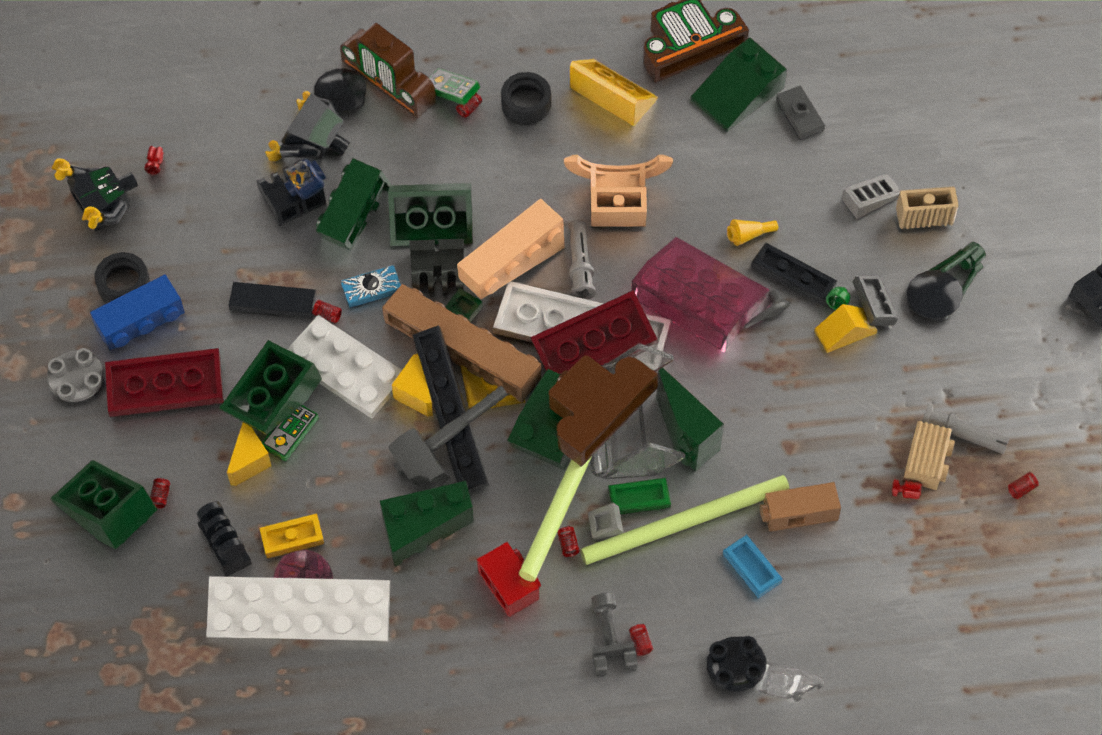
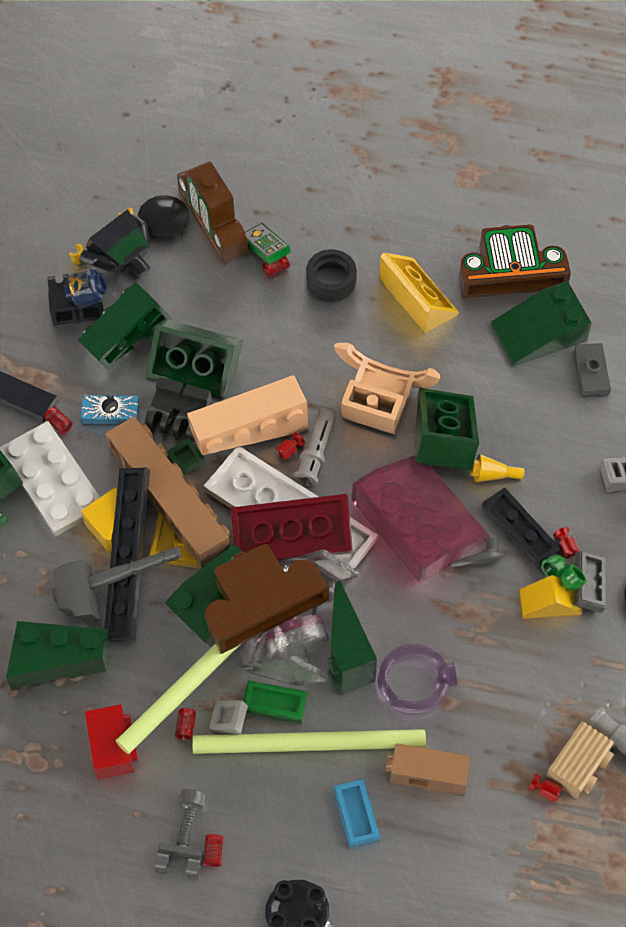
camera: 20 degrees right, 0 degrees up
(554, 269) = (288, 448): none -> red piece
(642, 428) = (297, 636): none -> clear piece
(693, 207) = (446, 429): none -> dark green slope
(781, 422) = (445, 678): none -> clear purple piece
(842, 275) = (567, 544): none -> red piece
(861, 302) = (573, 578): none -> green hinge

